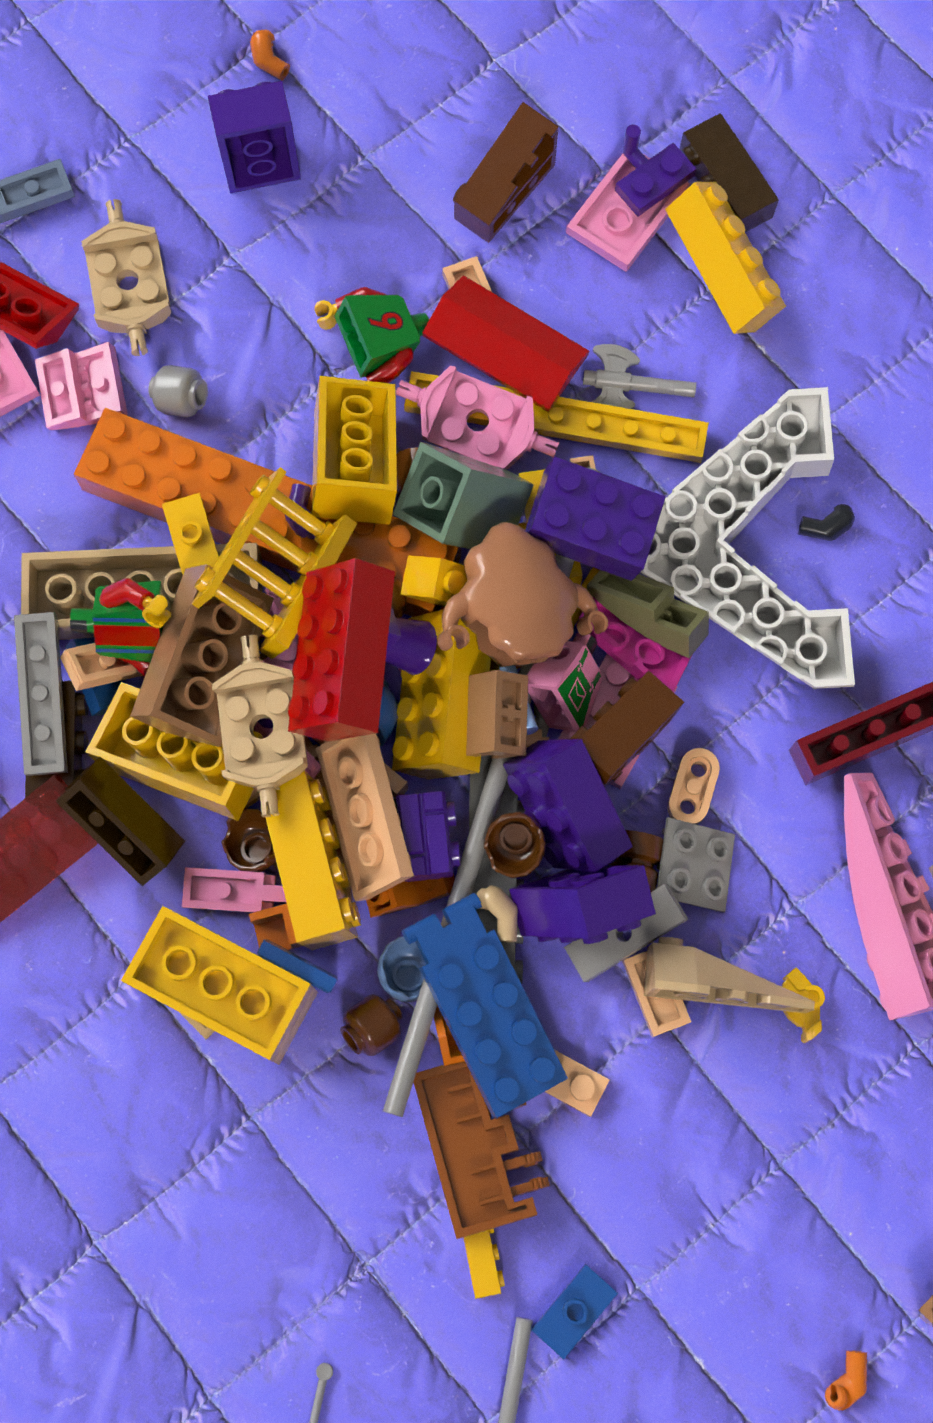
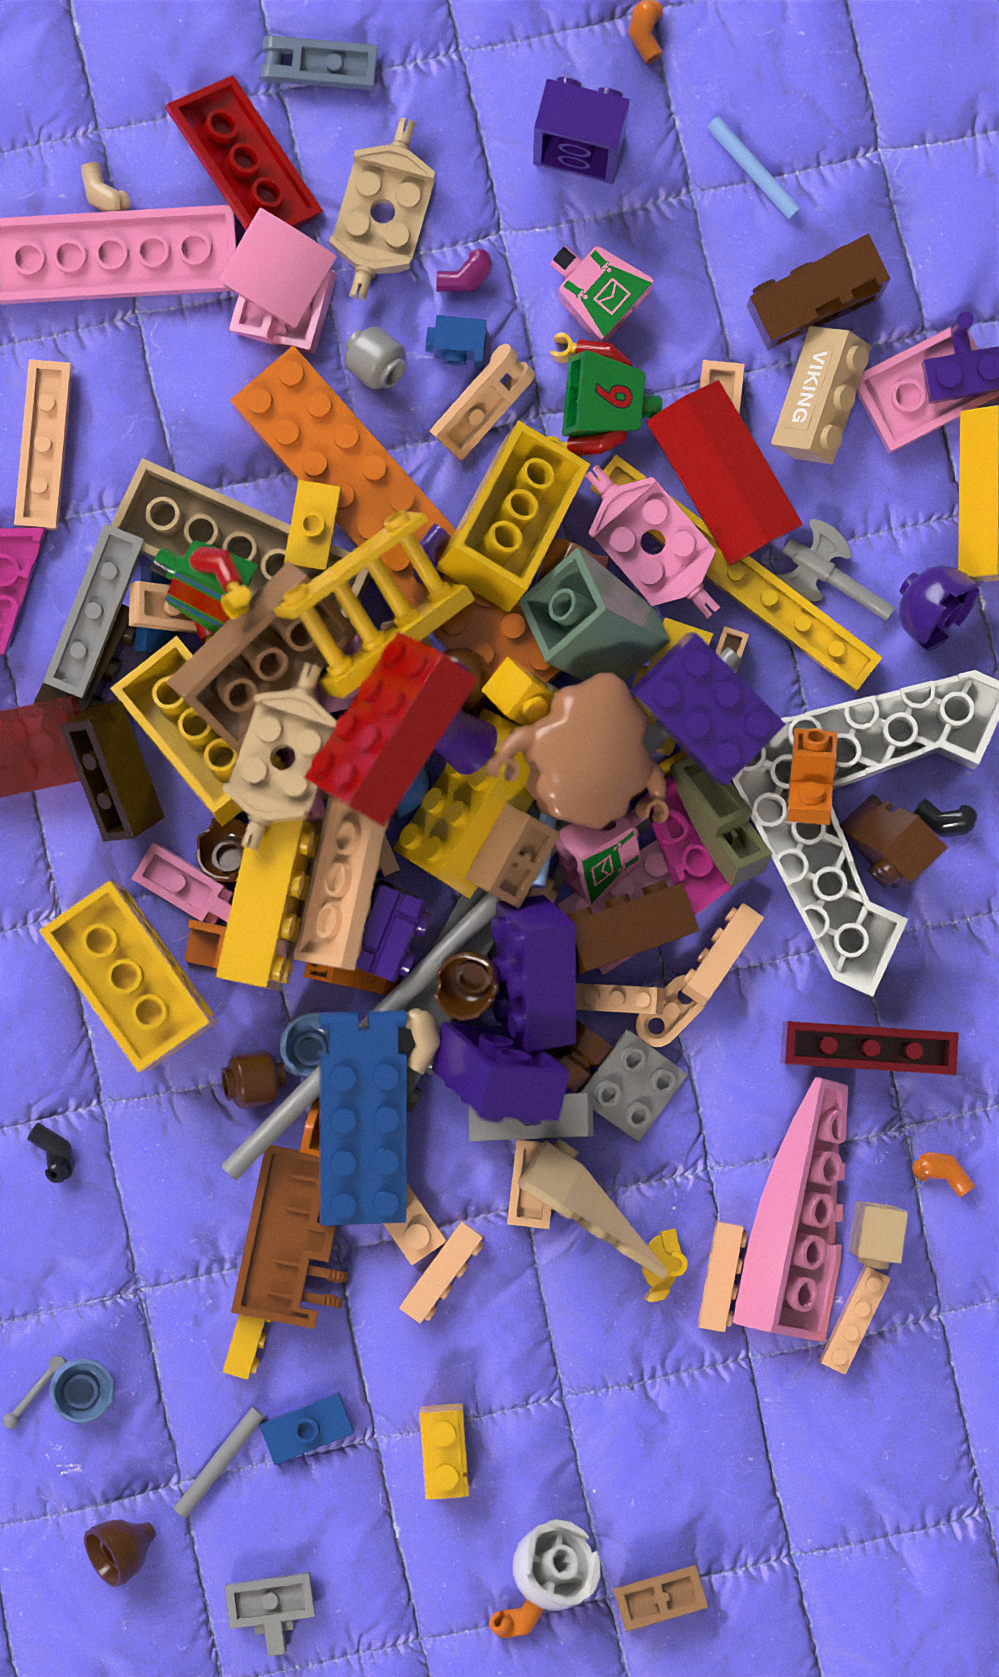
camera: 30 degrees right, 10 degrees up
(62, 356) = (277, 268): none -> bright pink slope
(221, 298) = (469, 276): none -> magenta arm
(232, 1178) = (58, 1152): none -> black arm
(238, 346) = (458, 340): none -> blue brick
(283, 384) = (483, 402): none -> light nougat plate
(297, 965) = (210, 992): blue tile -> none
(332, 255) = (600, 290): none -> torso
(358, 1382) = (81, 1390): none -> medium blue hair
(405, 115) = (753, 168): none -> light blue bar
(550, 248) = (821, 394): none -> tan brick
(618, 1109) = (441, 1271): none -> light nougat piece
(649, 795) = (619, 998): none -> light nougat piece
(706, 532) = (812, 776): none -> orange slope
(706, 1266) = (444, 1451): none -> yellow brick
(711, 718) = (722, 954): none -> light nougat piece
(727, 359) = (934, 603): none -> dark purple cylinder
(804, 554) = (892, 842): none -> reddish brown wedge
(855, 988) = (720, 1276): none -> light nougat piece
(858, 1316) = (556, 1566): none -> white cylinder

